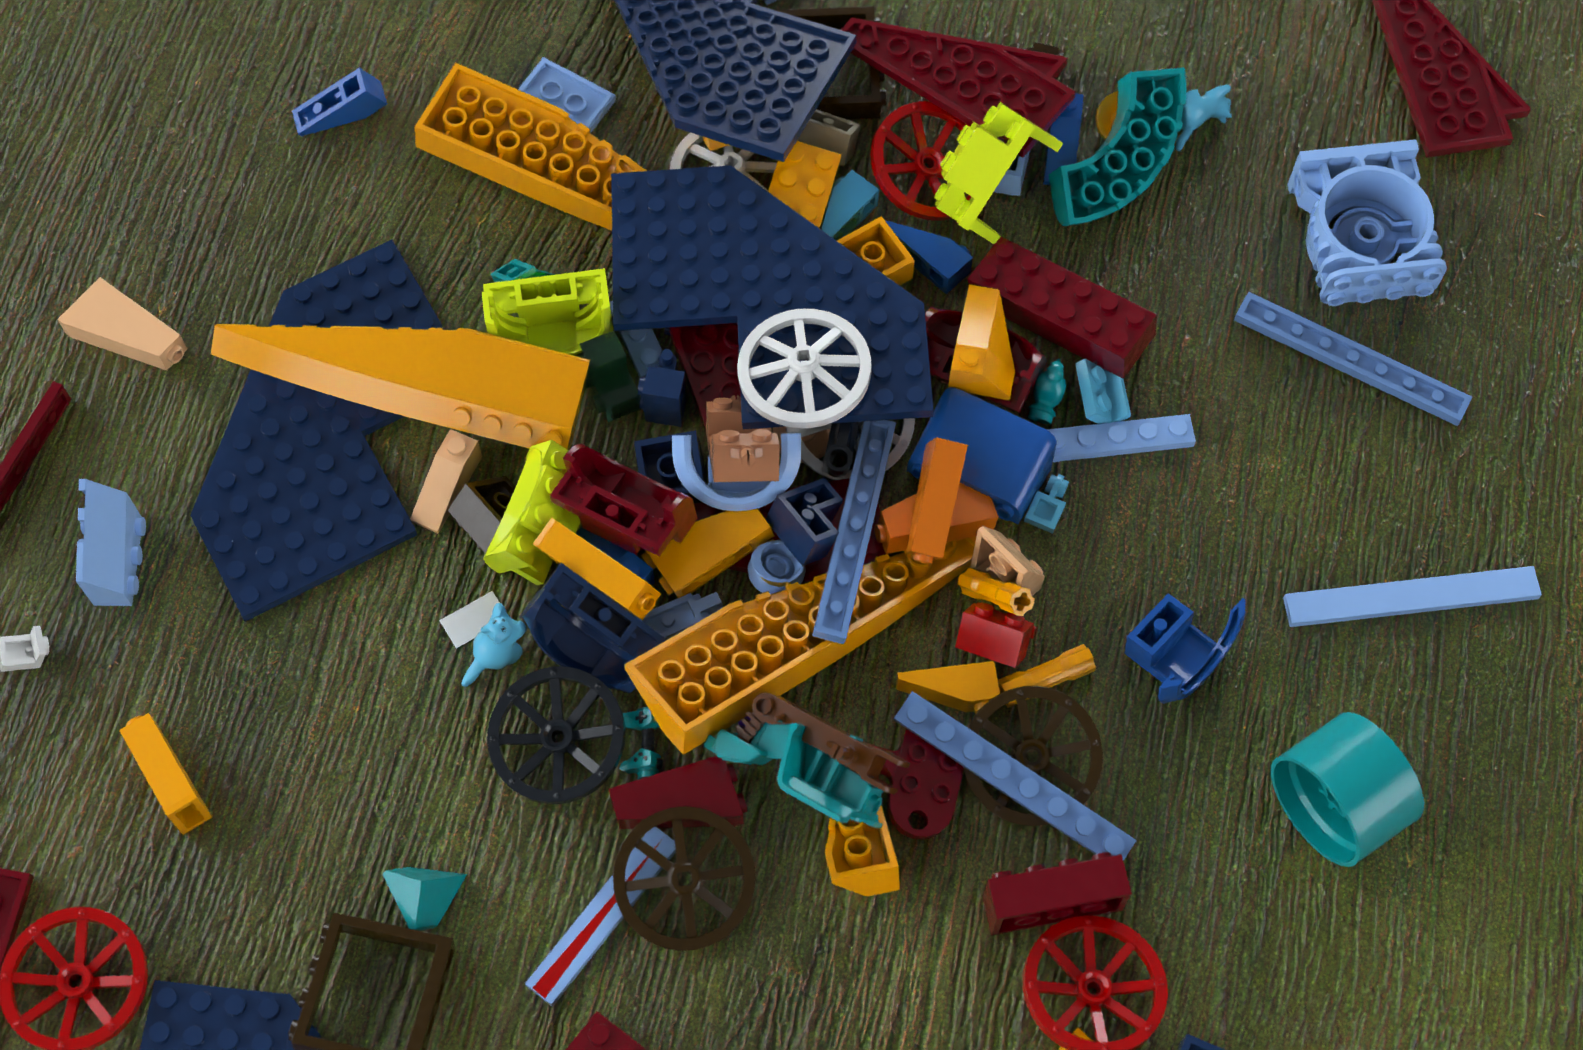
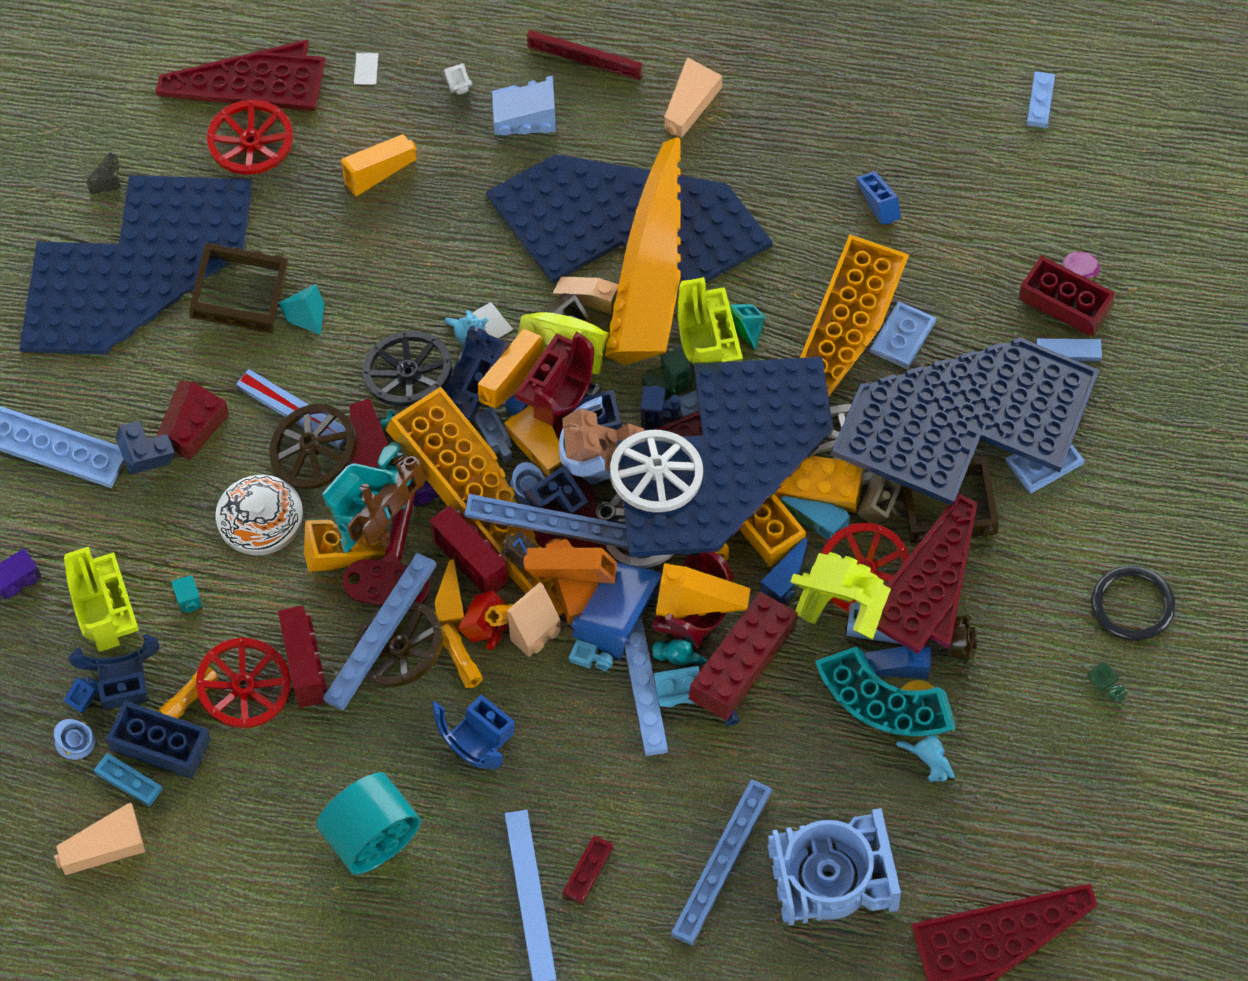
camera: 90 degrees right, 5 degrees down
(790, 968) = (259, 515): none -> dish
(885, 649) = (470, 552): none -> dark red brick
(895, 575) = (516, 548): none -> clear smoke brick
(1367, 523) = (588, 869): none -> dark red tile

